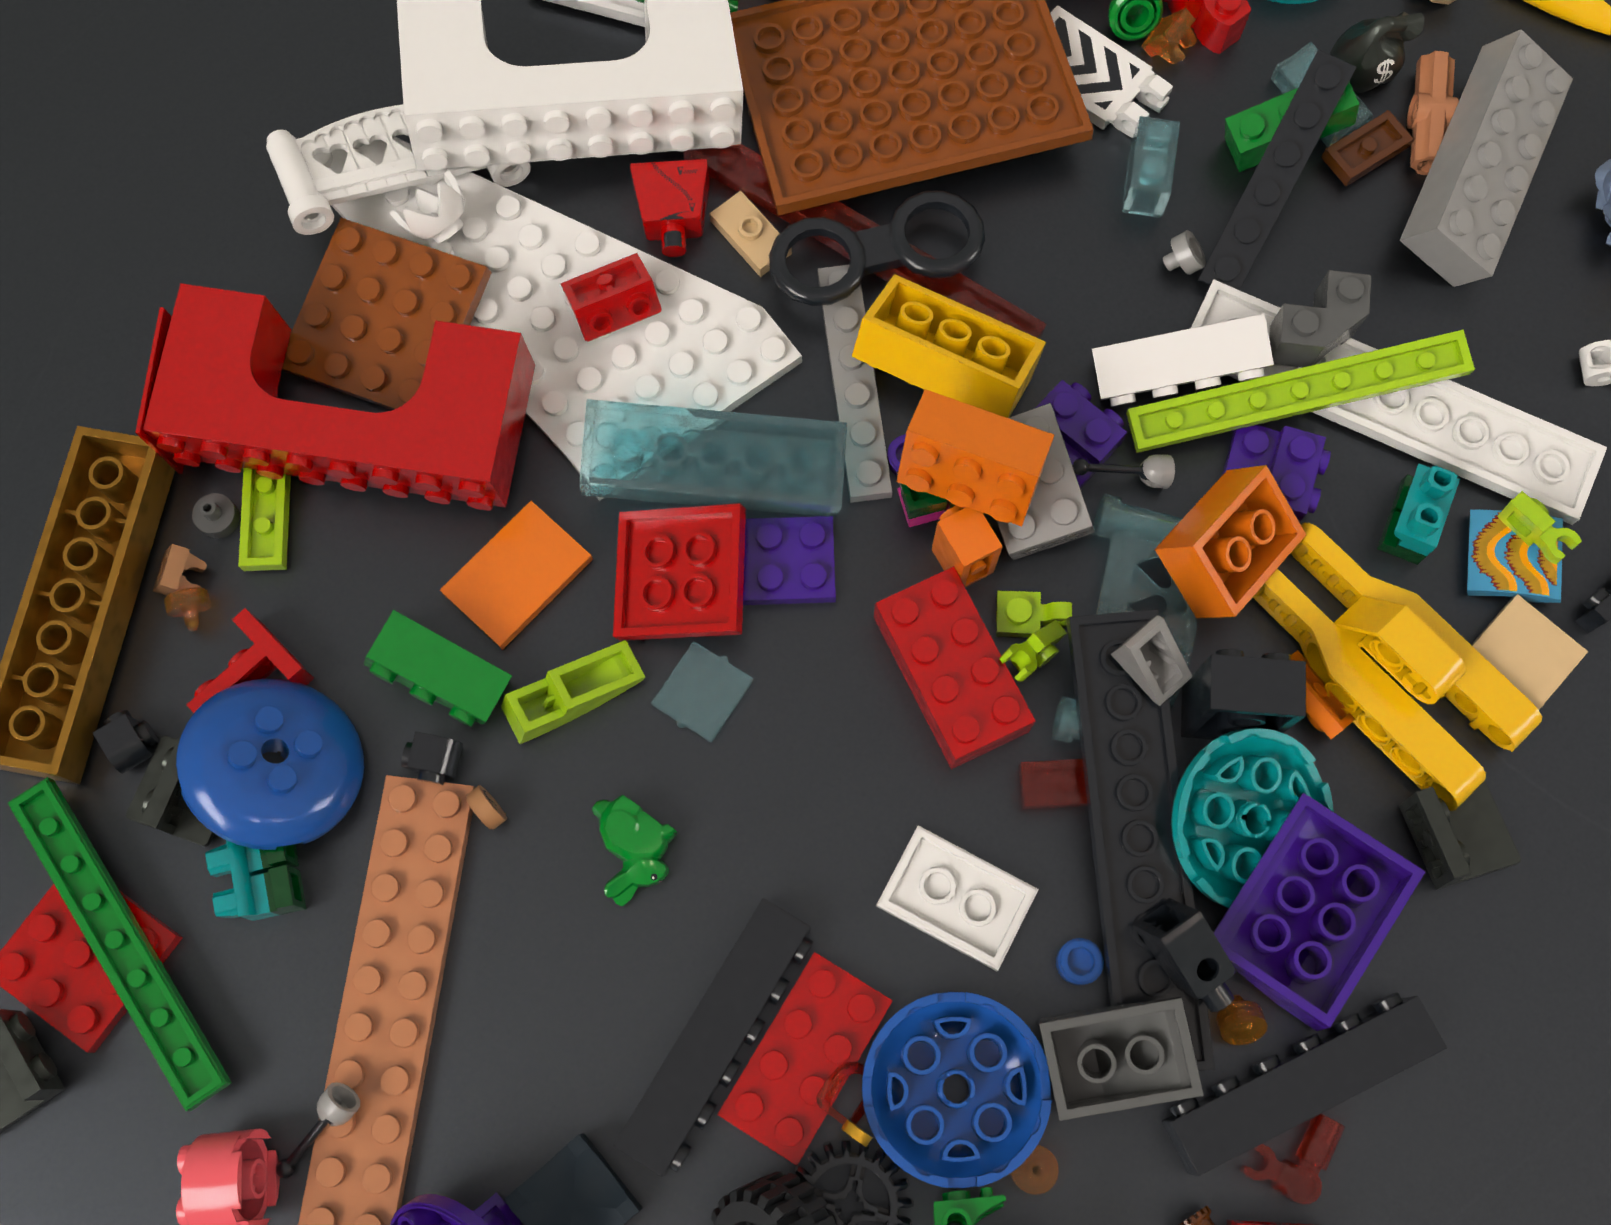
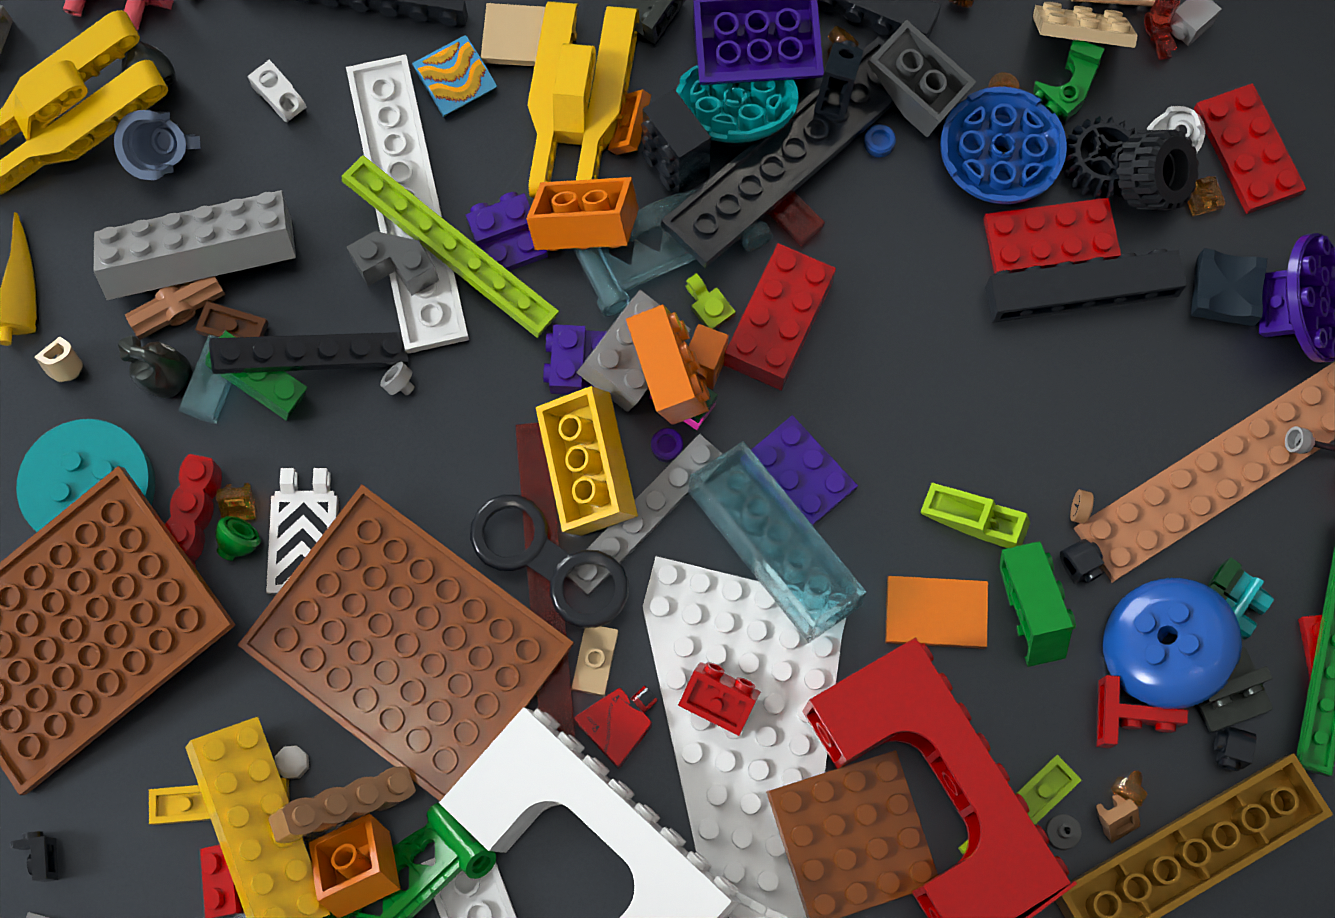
camera: 130 degrees left, 0 degrees up
(435, 214) = (759, 859): white piece -> none
(637, 842) = (1024, 410): green animal -> none
(680, 572) = (858, 507): red plate -> none
(702, 691) = (909, 448): clear light blue piece -> none
(827, 1093) = (1070, 177): clear red piece -> none
(957, 898) = (901, 225): white tile -> none
(1035, 650) = (732, 279): lime plate -> none
(1151, 167) = (351, 442): clear light blue brick -> none
(1154, 660) = (696, 201): light grey slope -> none
(1155, 471) = (562, 296): hinge -> none
(1183, 358) = (482, 322): white brick -> none
(1419, 513) = (463, 132): teal hips -> none
(1533, 524) = (434, 73): lime plate -> none

